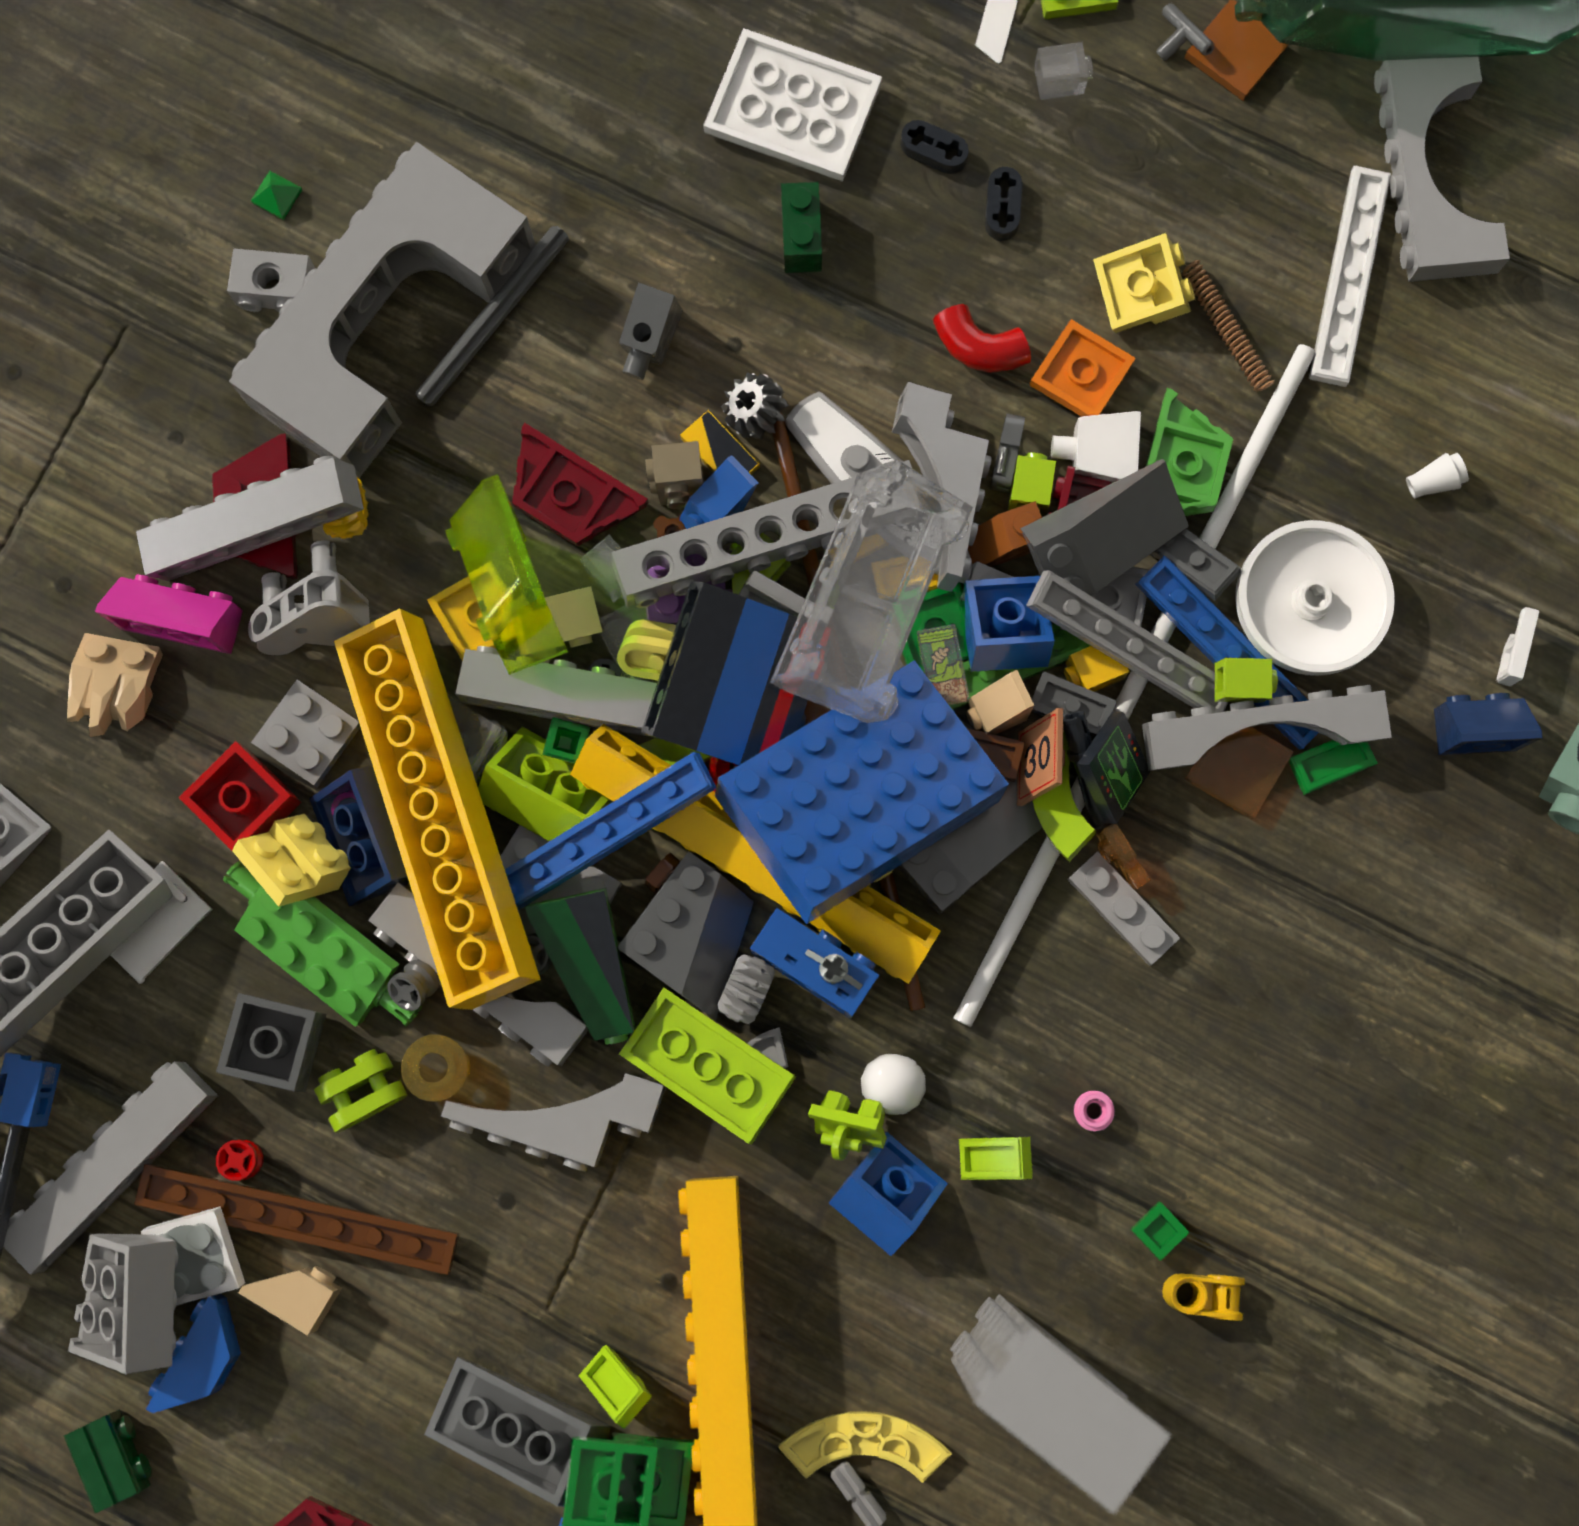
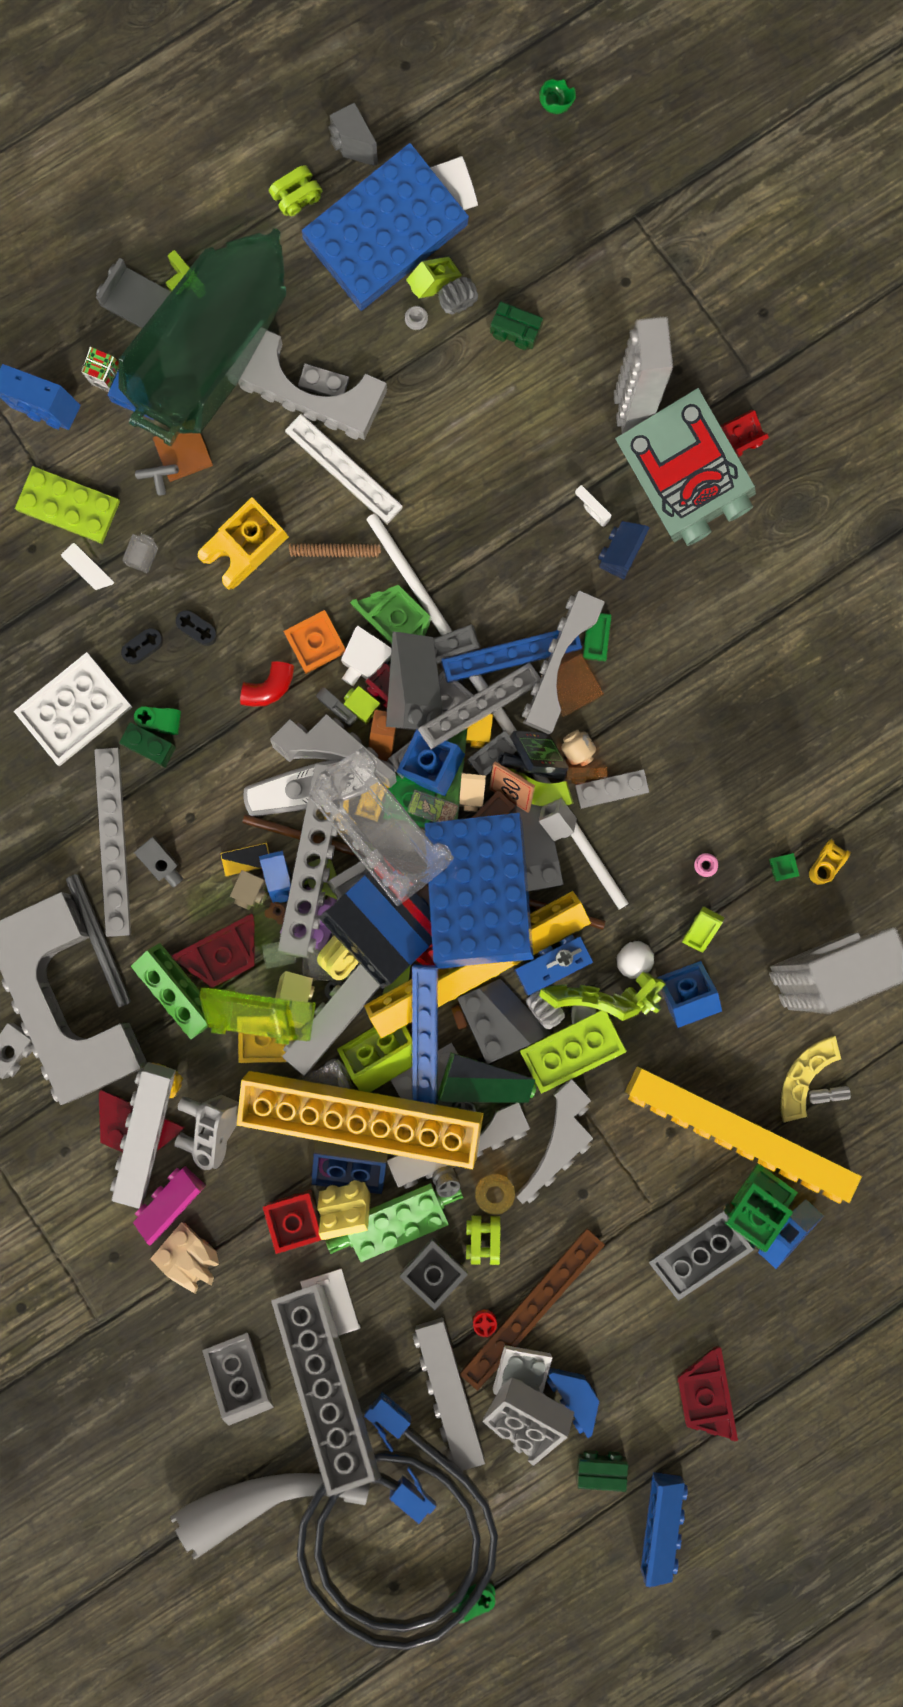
camera: 65 degrees left, 5 degrees up
(296, 1297) = (571, 1330): tan slope -> none
(306, 733) = (274, 1167): light grey plate -> none
(479, 444) = (172, 989): none -> bright green brick
(565, 740) = (360, 1030): green slope -> none
(615, 1386) = (709, 1188): lime tile -> none
(639, 260) = (112, 842): none -> light grey plate
(754, 406) = (240, 823): dark grey gear -> none
(799, 1042) = (589, 996): none -> lime tile
(847, 226) = (162, 719): none -> green piece
(1031, 850) = (557, 819): none -> light grey brick
(1144, 283) = (286, 580): light yellow plate -> none
(1154, 825) = (578, 748): none -> tan head
(1163, 195) = (236, 542): none -> yellow brick
(1244, 680) = (532, 657): lime brick -> none
(1315, 597) = (508, 594): white dish -> none
(1439, 476) = (479, 489): white cone -> none
(1454, 176) = (322, 381): none -> light grey plate

